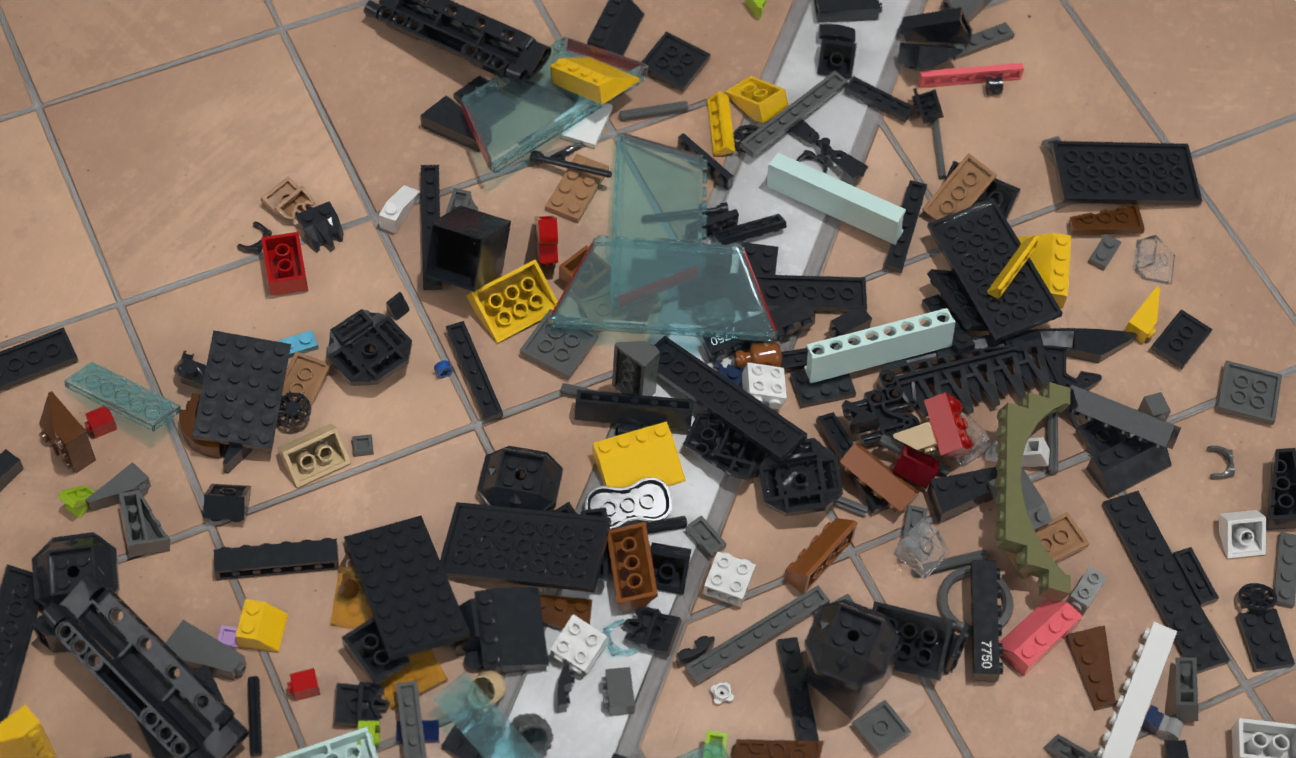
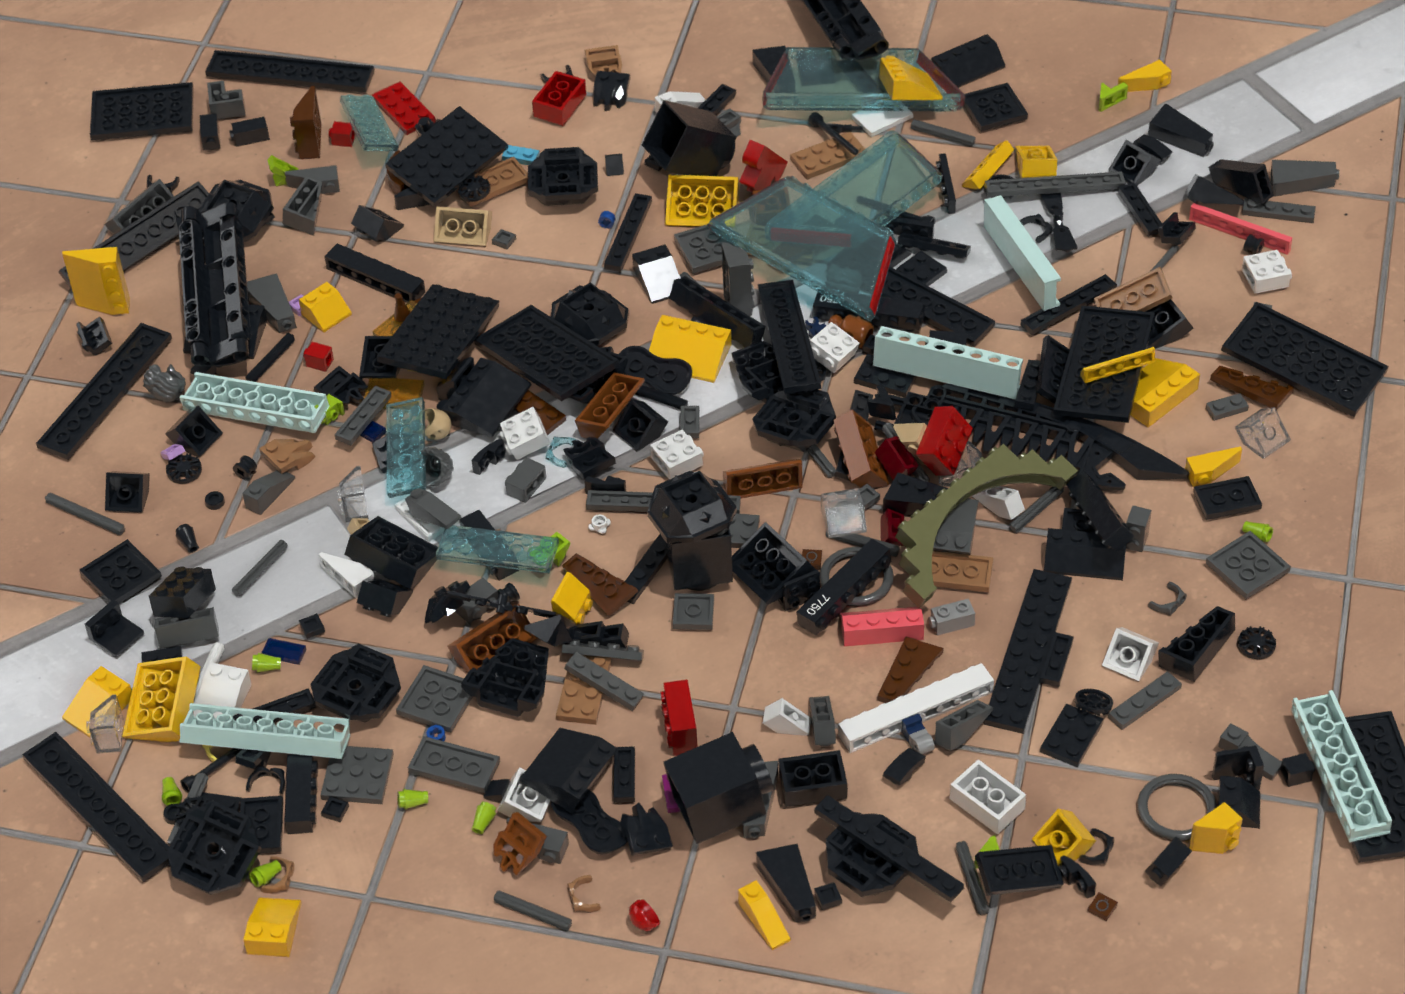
camera: 45 degrees right, 10 degrees down
(133, 356) = (402, 107): none -> red plate
(542, 400) = (655, 272): none -> slope
(926, 605) = (814, 557): none -> reddish brown tile
(960, 534) = (889, 522): none -> dark red slope
(1027, 106) = (1266, 271): none -> white brick
(1231, 354) = (1262, 531): none -> lime cone

